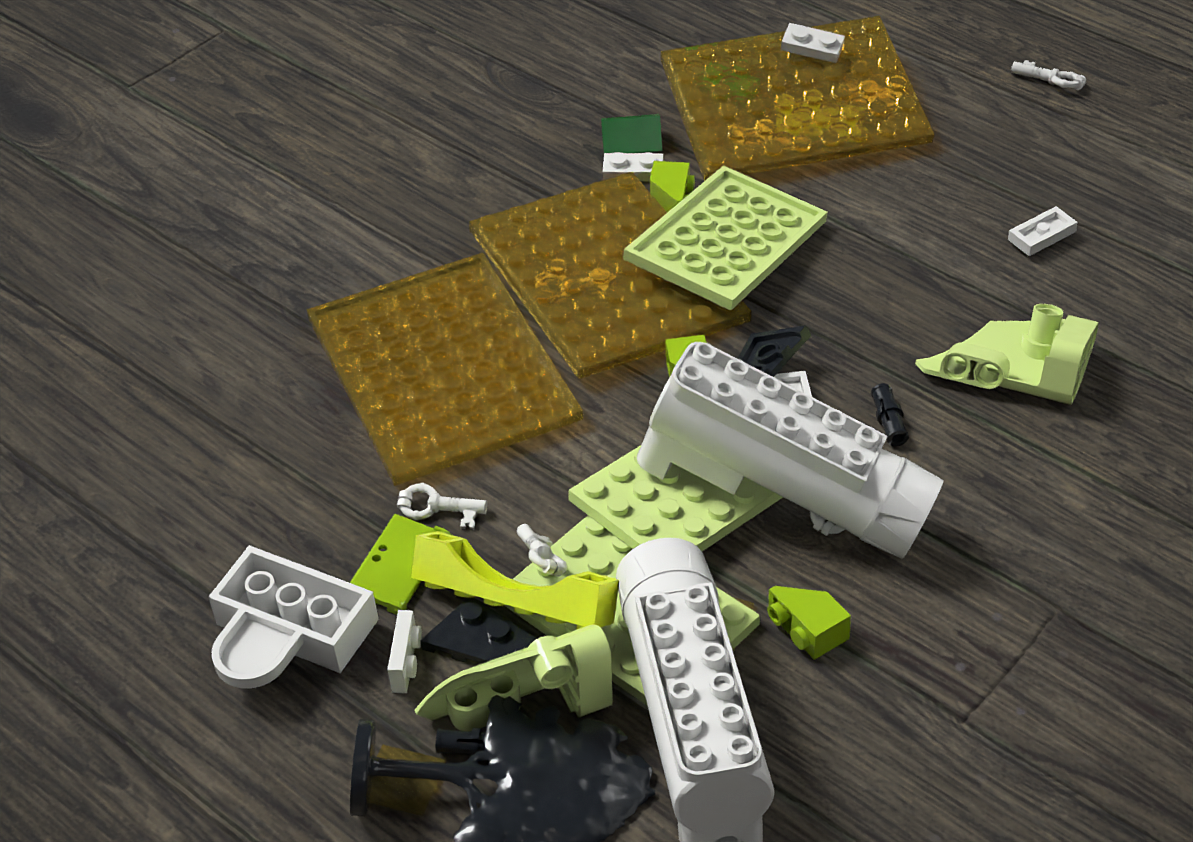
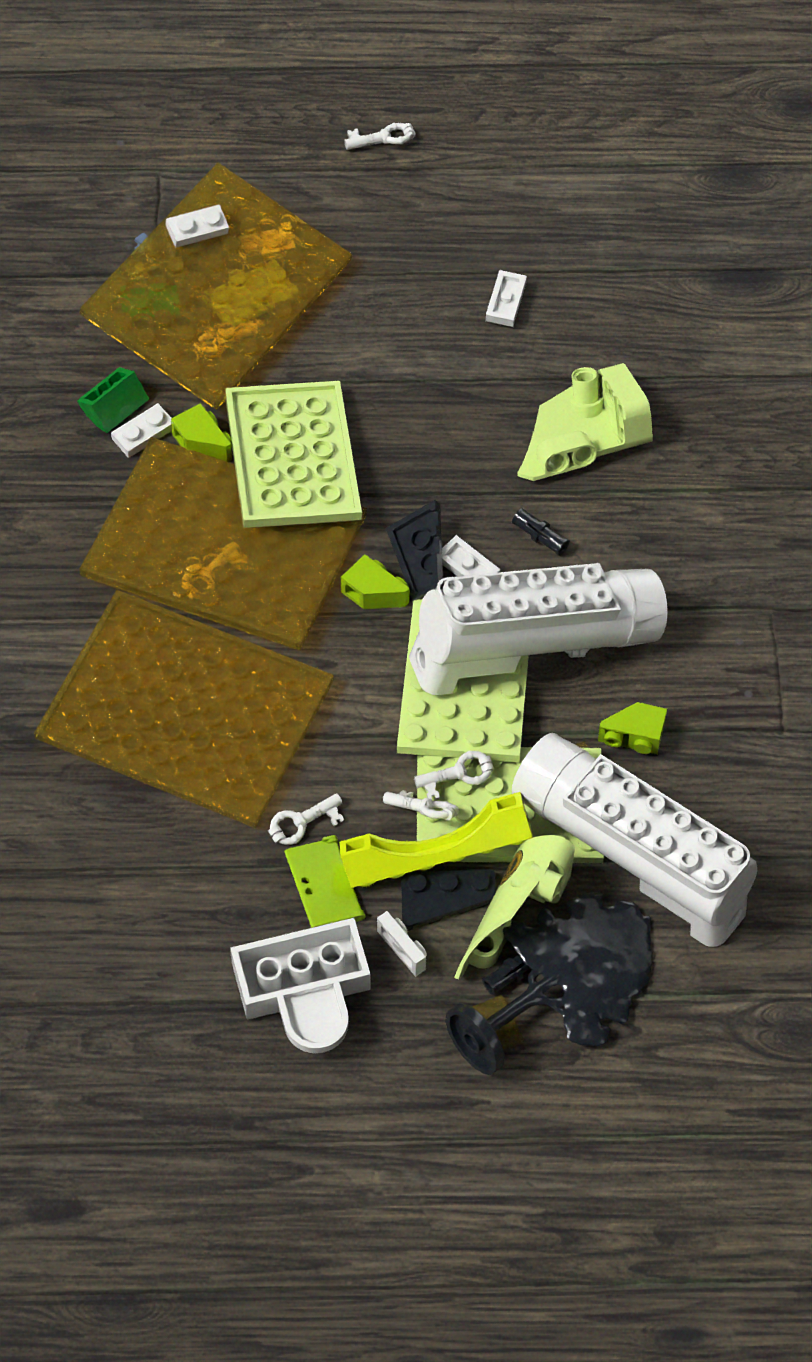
camera: 45 degrees left, 15 degrees up
(602, 544) = (458, 771): none -> white piece

